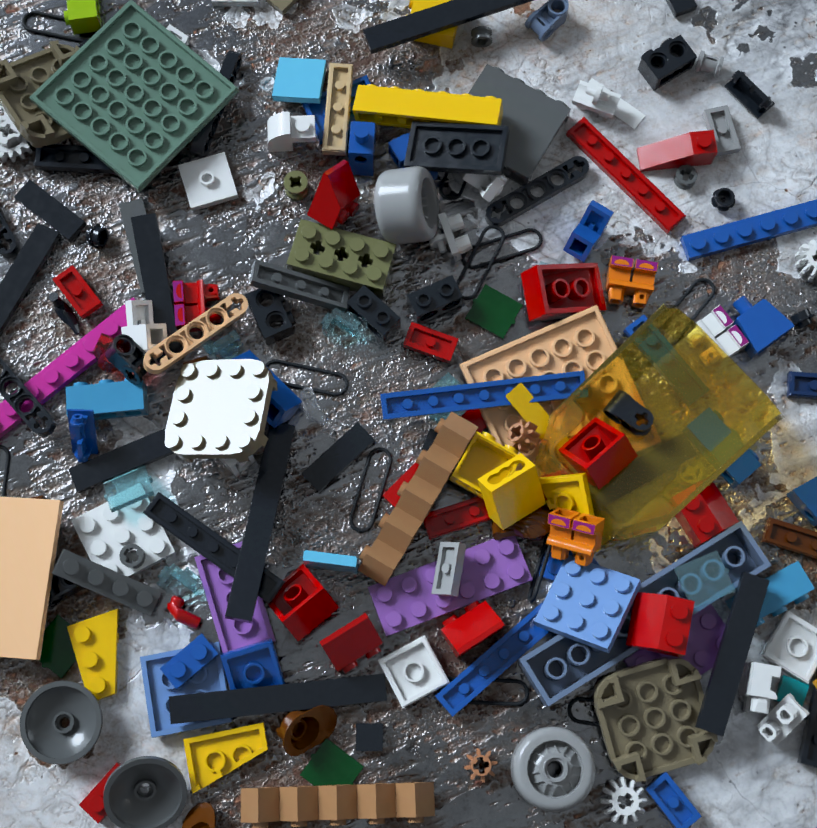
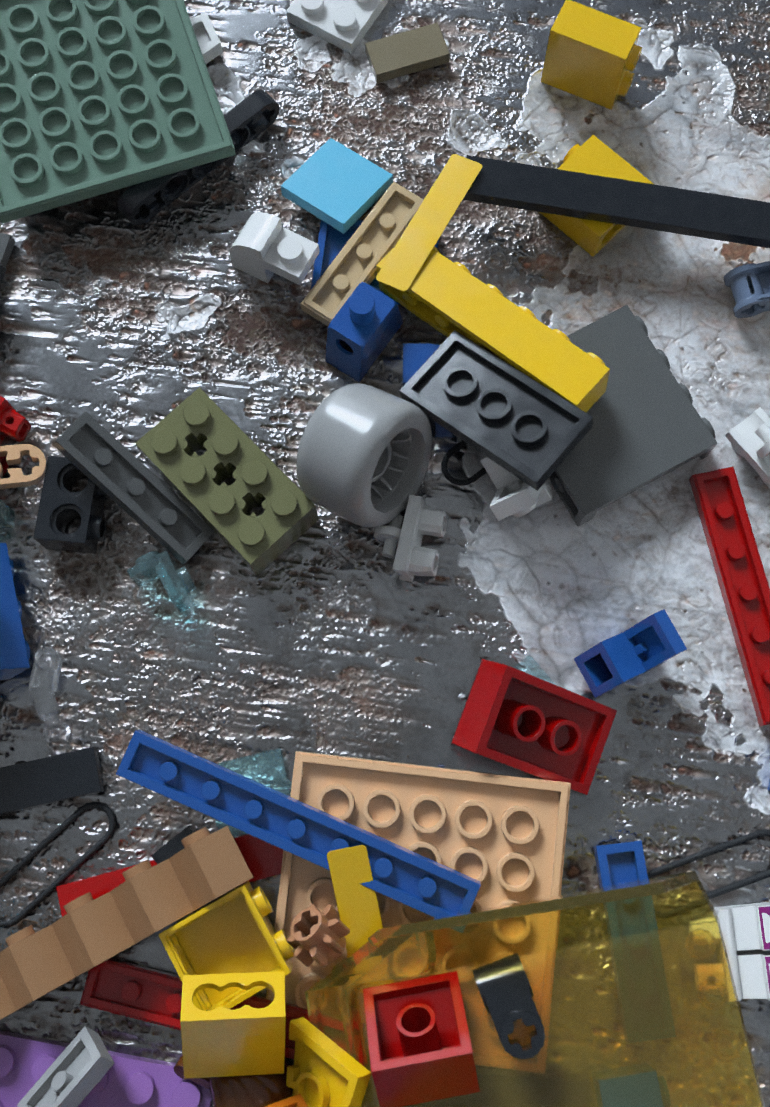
camera: 35 degrees right, 0 degrees up
(208, 181) = (118, 262): white plate -> none
(296, 191) = (237, 345): olive wheel -> none
(313, 369) = (82, 618): black piece -> none
(335, 196) = (269, 381): red slope -> none
(366, 73) = (429, 222): none -> yellow sticker
(374, 314) = (219, 593): black brick -> none
(430, 342) = (280, 687): red plate -> none
(434, 300) = (323, 624): black brick -> none
(481, 36) = (646, 260): dark grey bush -> none
(490, 264) = (391, 650): black piece -> none
(493, 312) = (409, 693): dark green piece -> none
(508, 256) = (476, 617): black piece -> none
(544, 182) = (608, 532): black beam -> none
(639, 286) = (666, 786): orange hips -> none

